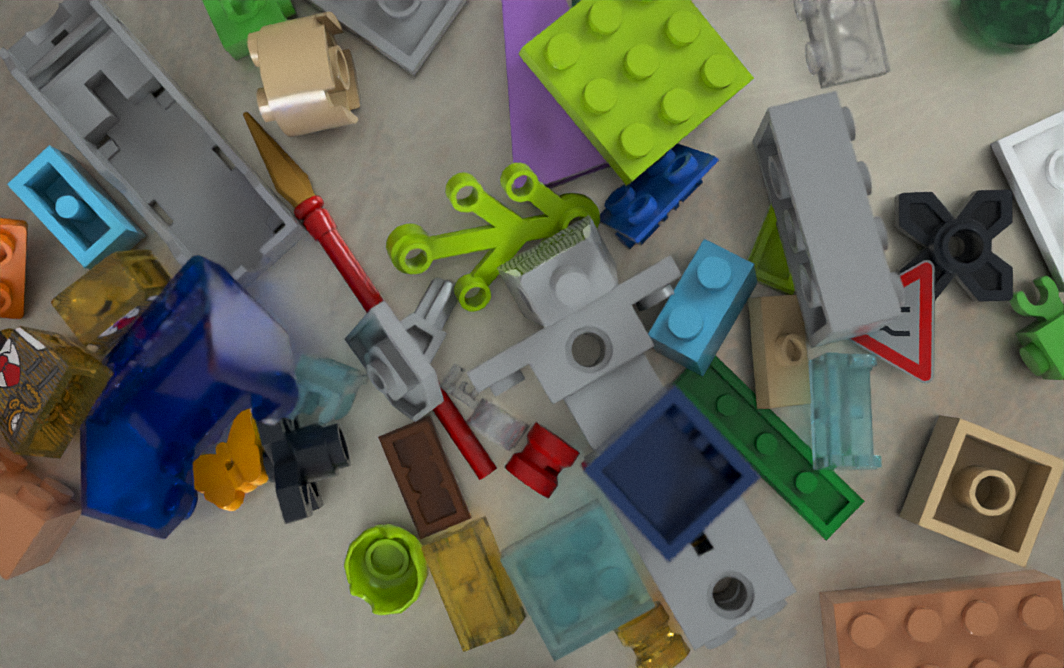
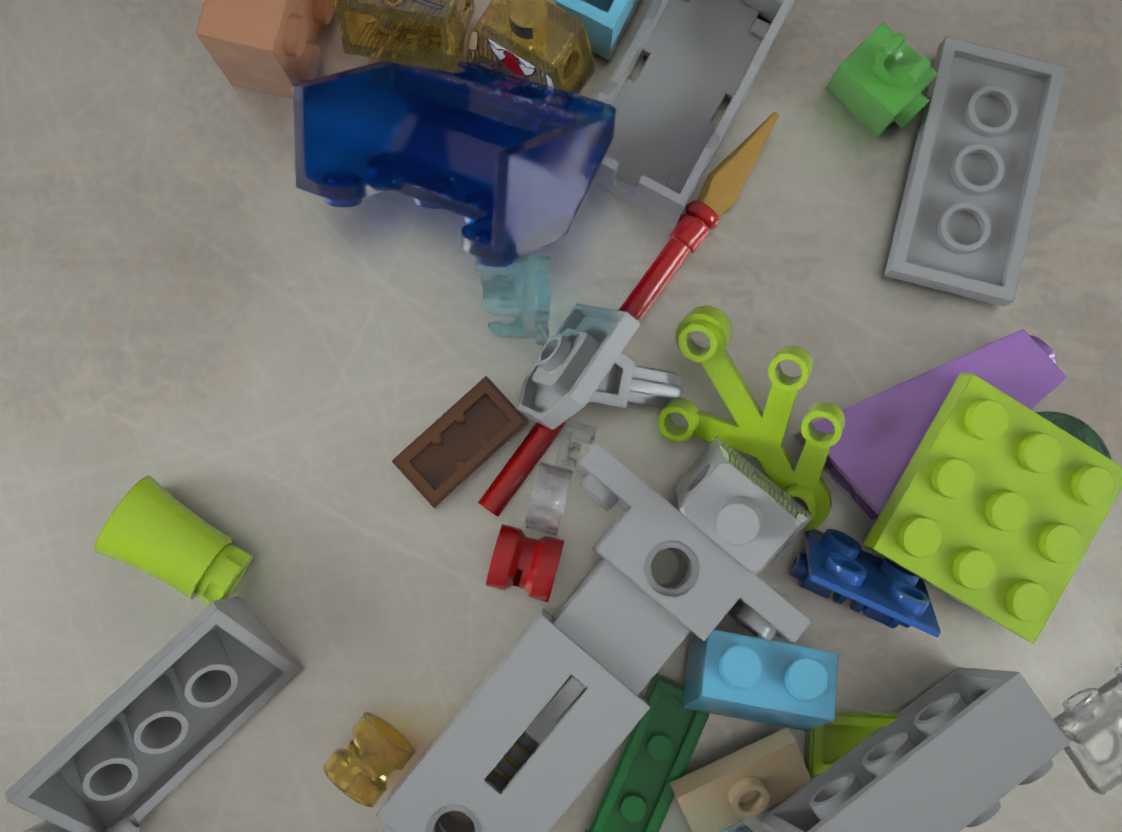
camera: 70 degrees right, 5 degrees down
(234, 468) = (401, 238): light orange animal -> none
(299, 459) = (432, 298): black plant -> none
(305, 75) = (845, 157): tan brick -> none
(386, 568) = (347, 436): lime hair -> none
(474, 584) = (362, 538): clear yellow hinge -> none
(576, 579) = (407, 650): clear light blue brick -> none
(669, 471) = (574, 714): dark blue piece -> none

